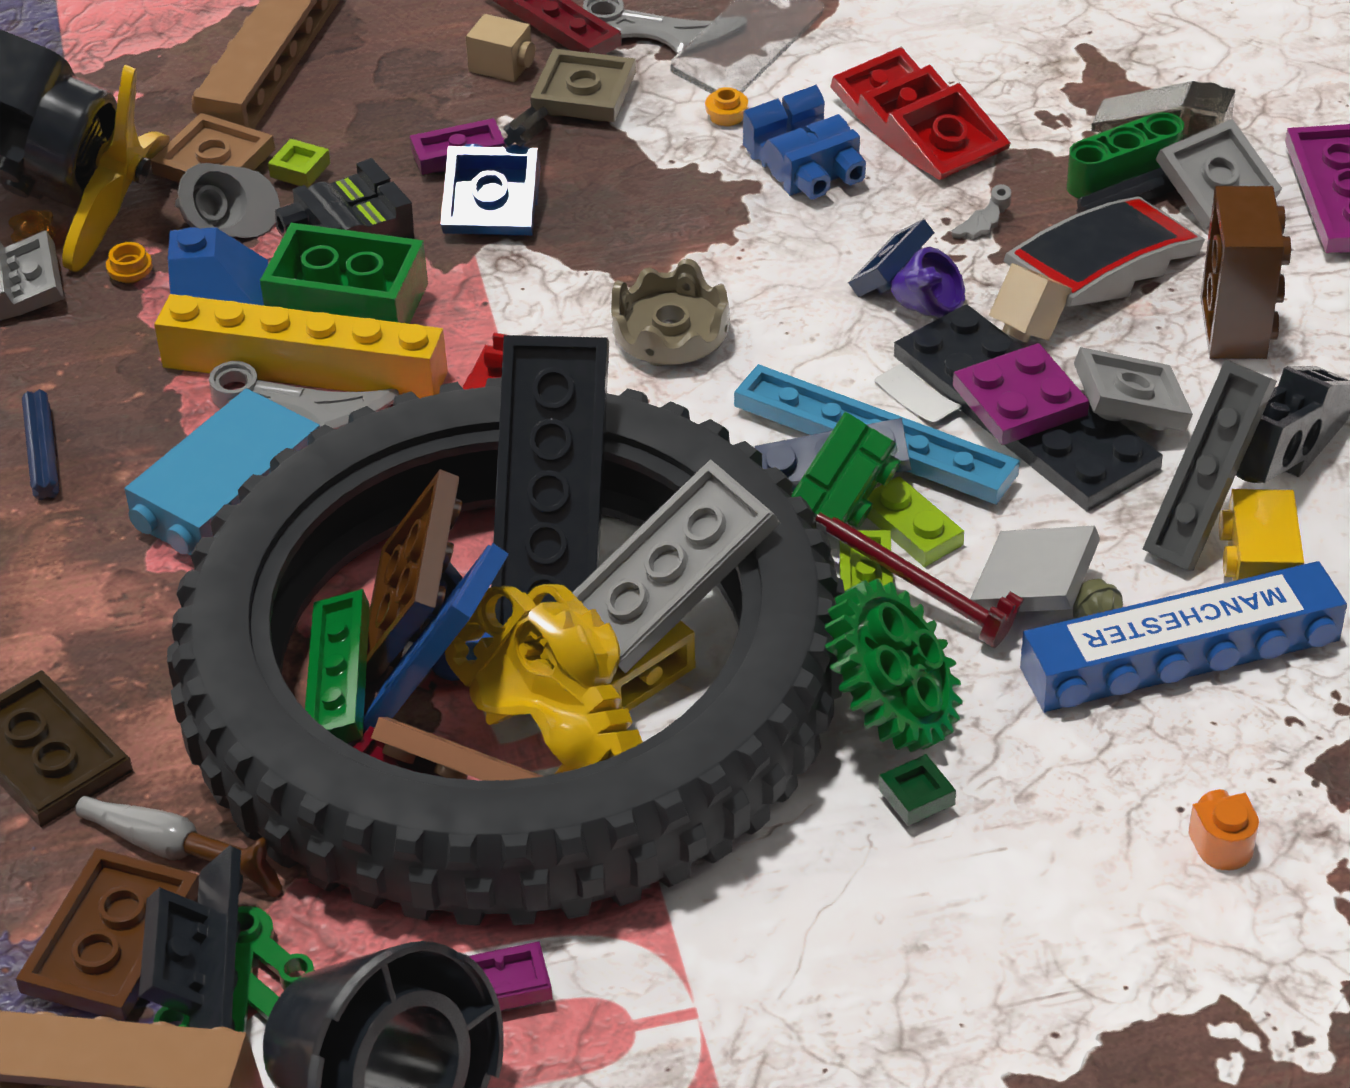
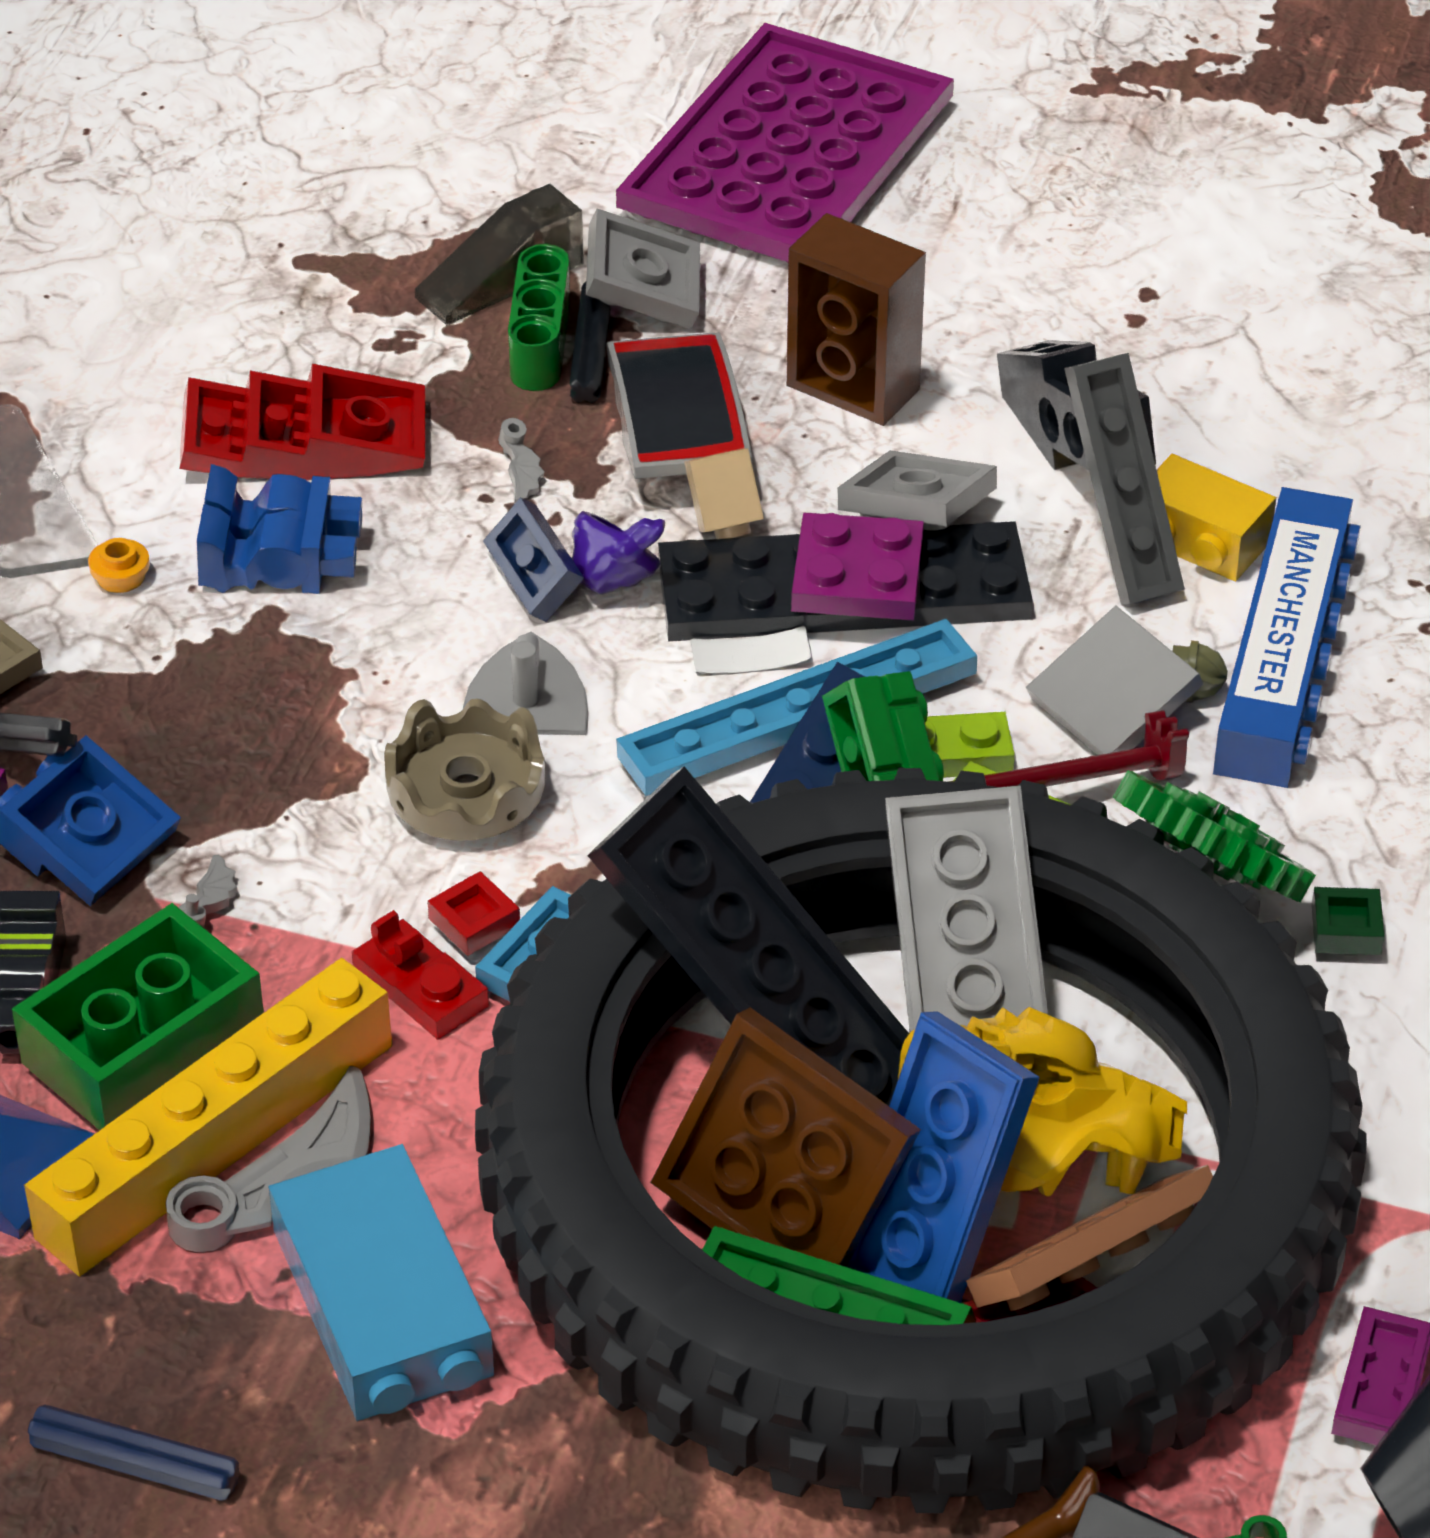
camera: 60 degrees left, 0 degrees up
(488, 273) = (212, 891): none -> light grey piece
(785, 317) = (533, 677): none -> light grey shield

